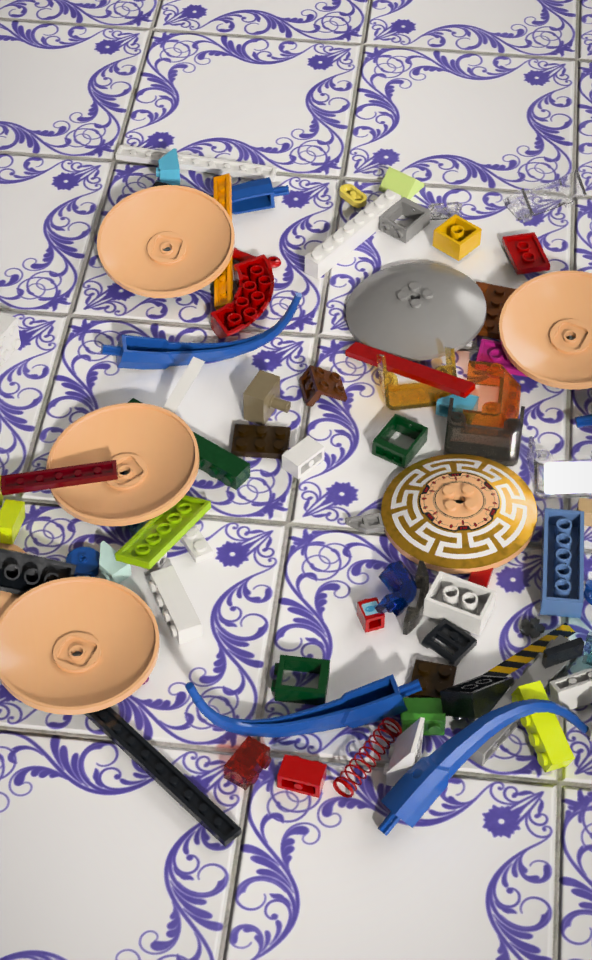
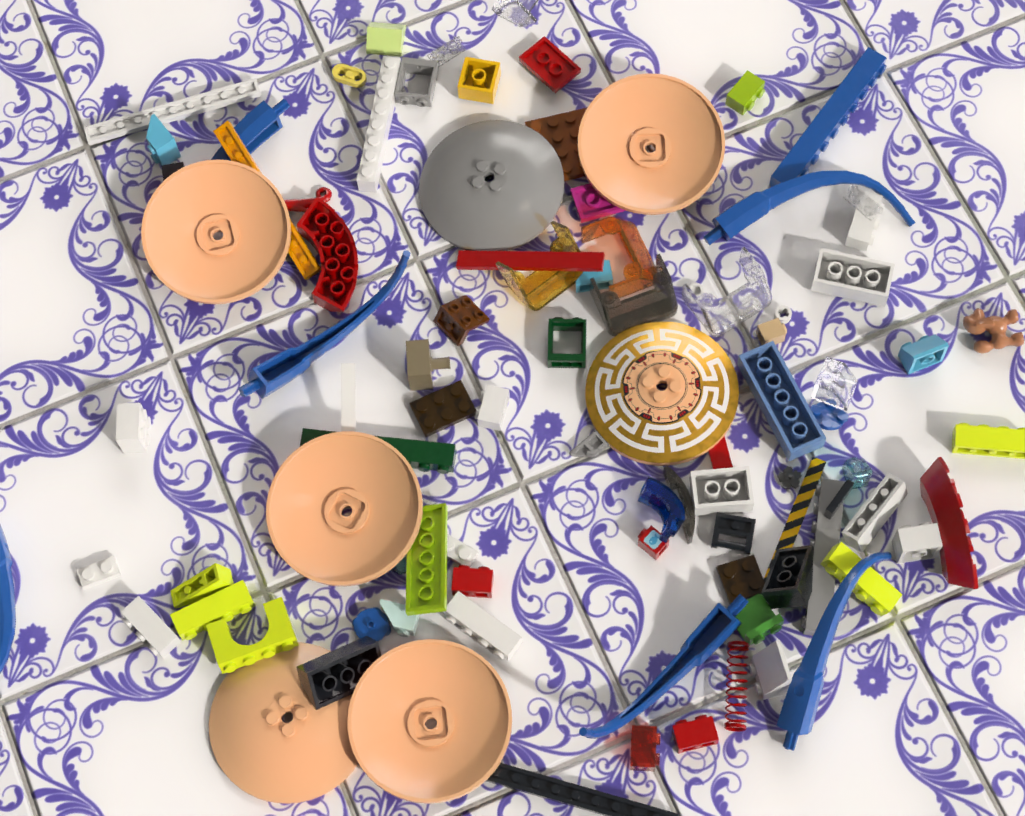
camera: 25 degrees left, 20 degrees up
(59, 477) = (299, 557): dark red plate -> none
(192, 569) = (473, 581): none -> red brick
(301, 694) = (655, 632): dark green window -> none

